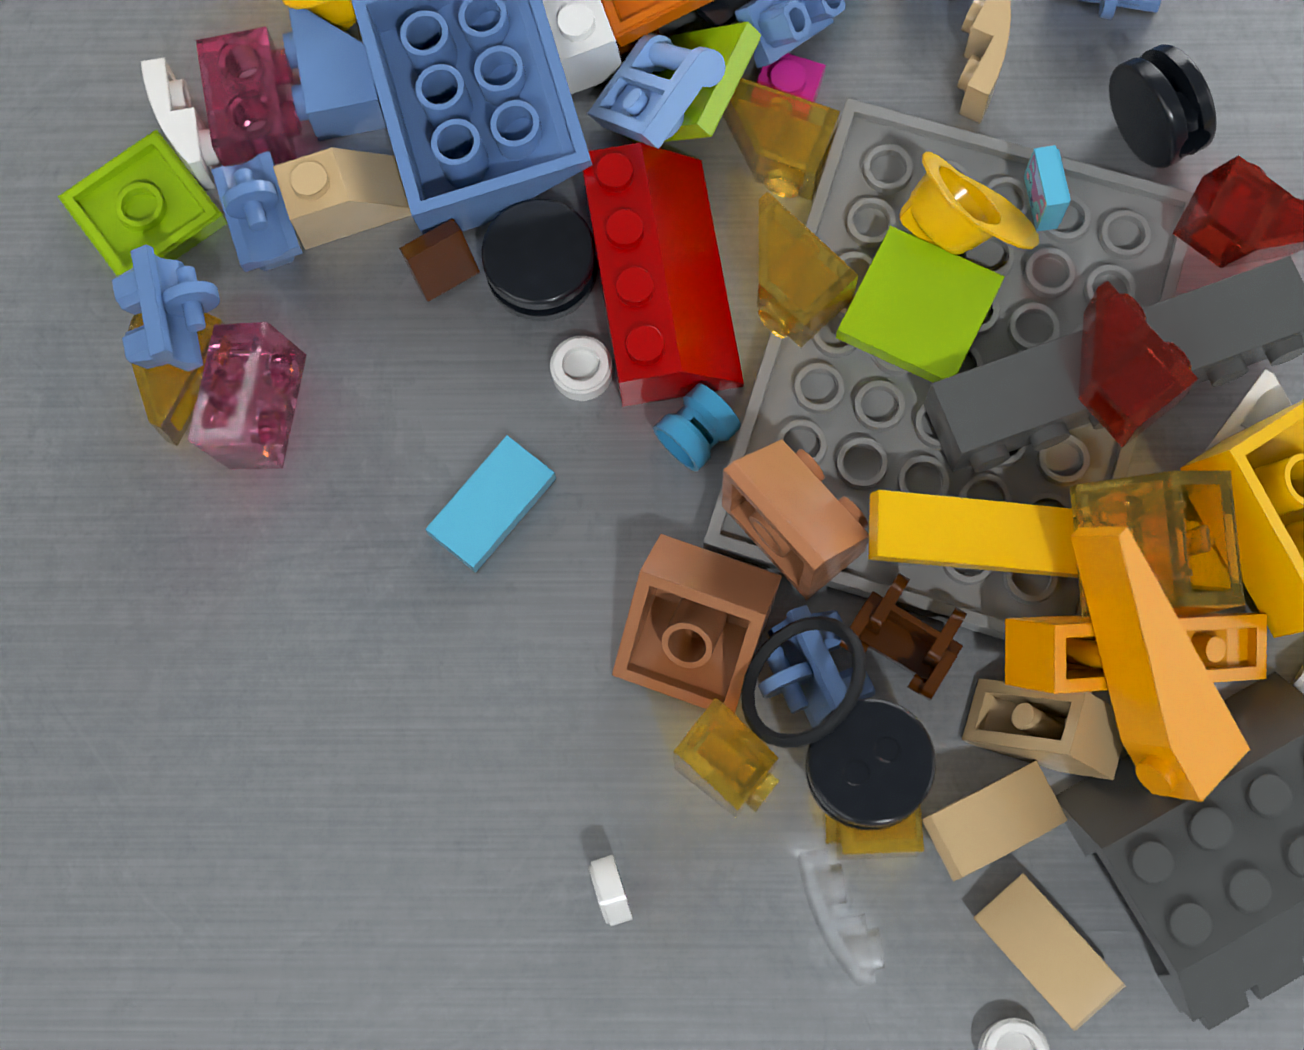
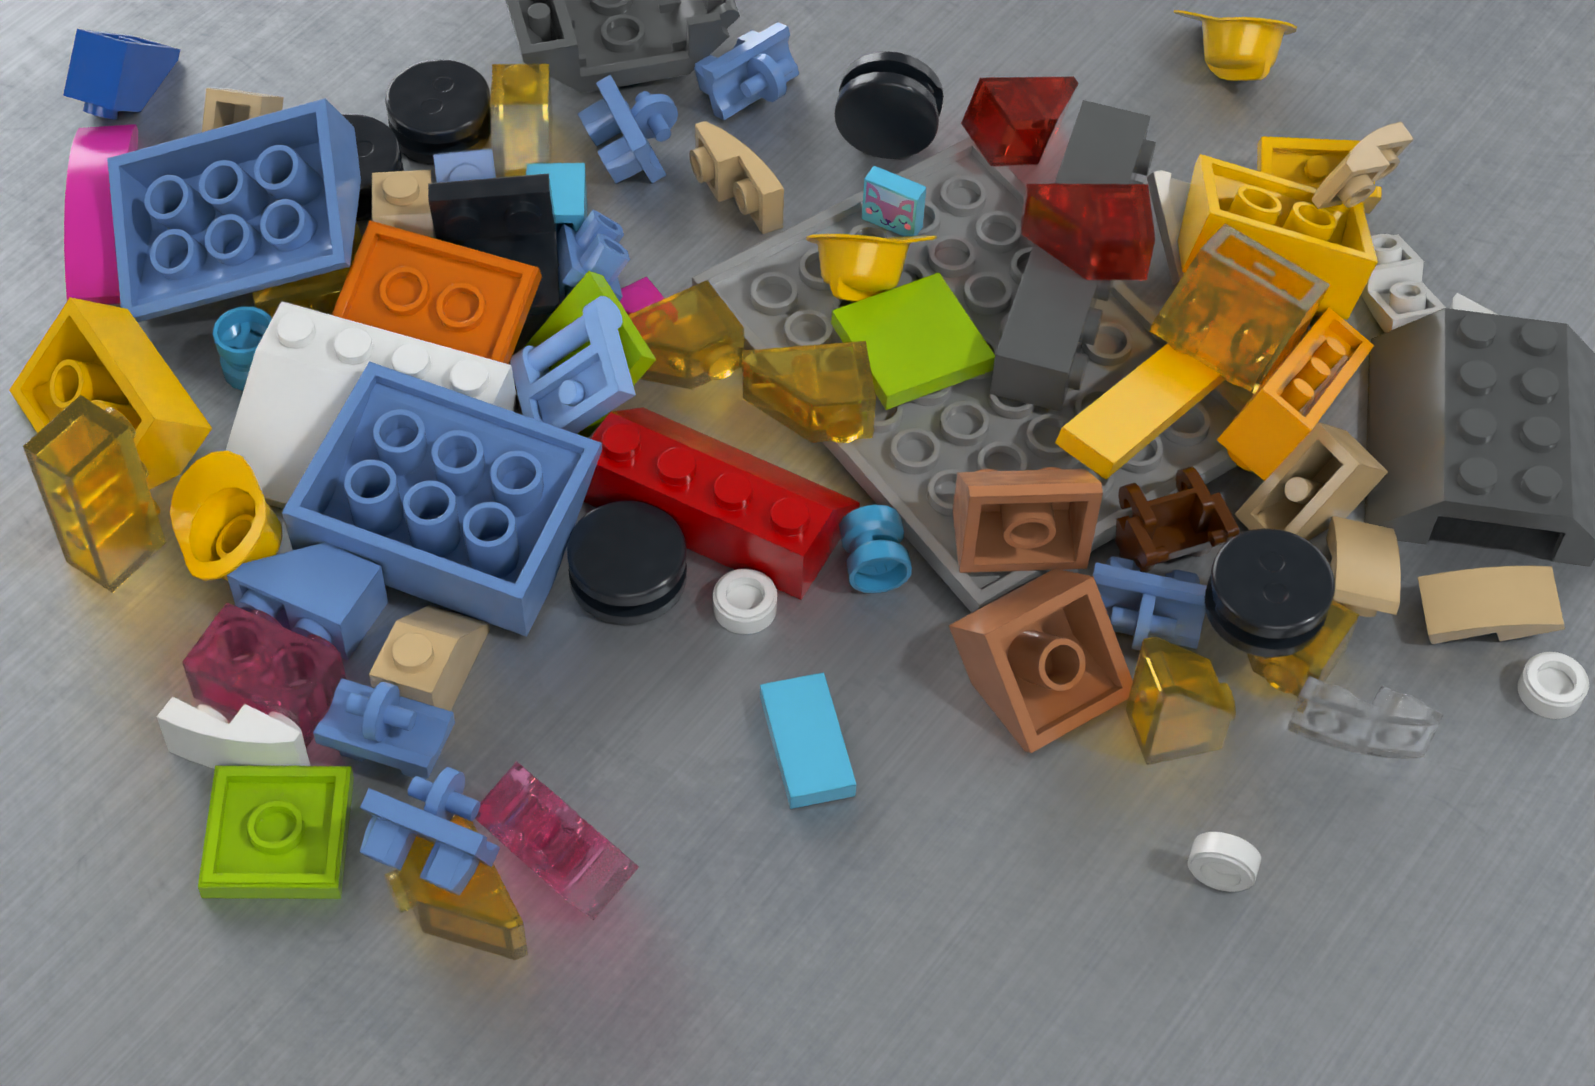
camera: 60 degrees left, 20 degrees down
(439, 260) = (560, 628): reddish brown tile -> none
(844, 708) = (1145, 535): black tyre -> none
(1155, 679) = (1336, 362): light orange slope -> none

